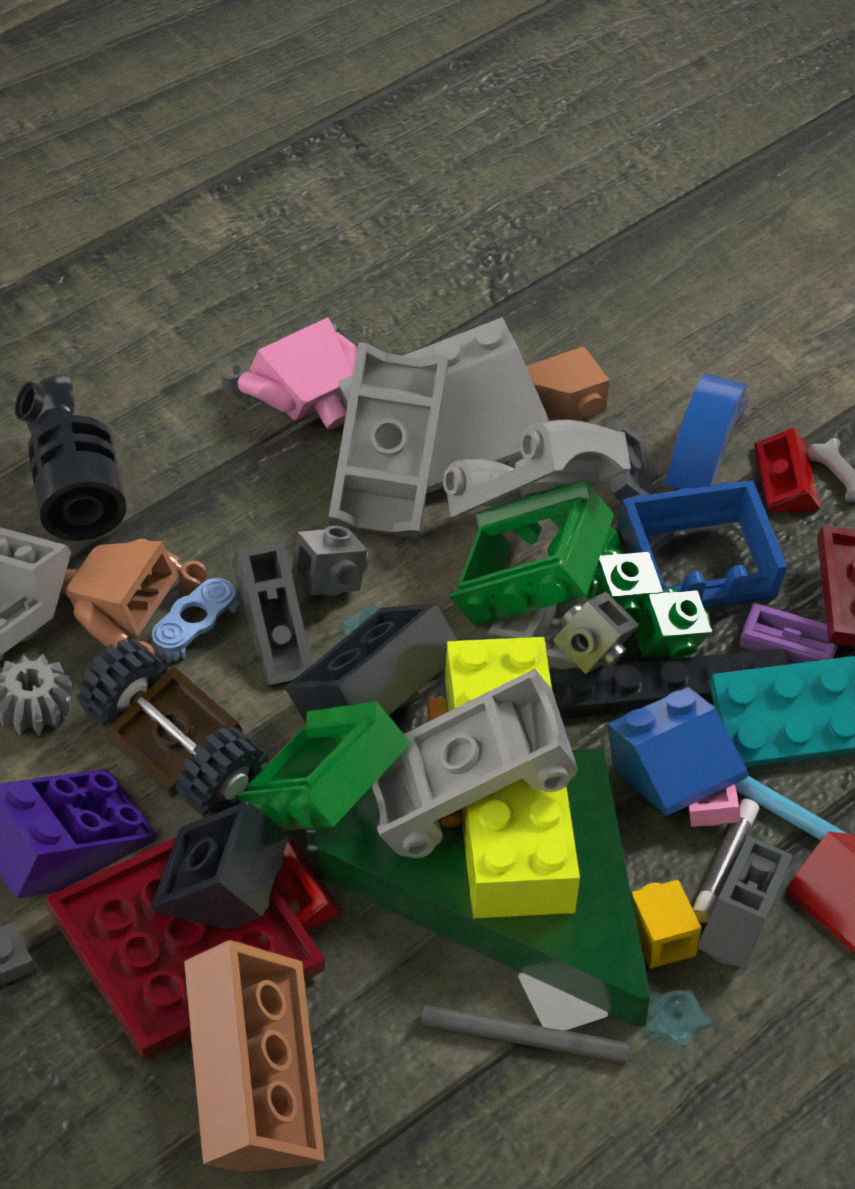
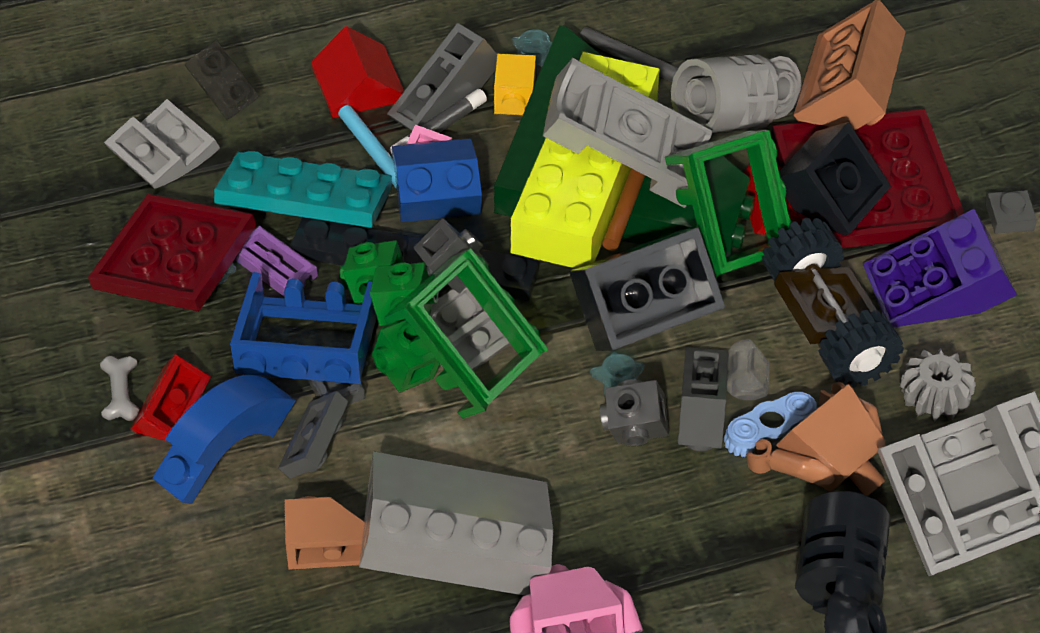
camera: 155 degrees left, 0 degrees up
(237, 653) = (747, 371): none -> clear brick
(376, 944) = (736, 91): none -> light grey cylinder
(377, 485) = (528, 478): light grey piece -> none
(553, 457) = (436, 359): light grey piece -> none

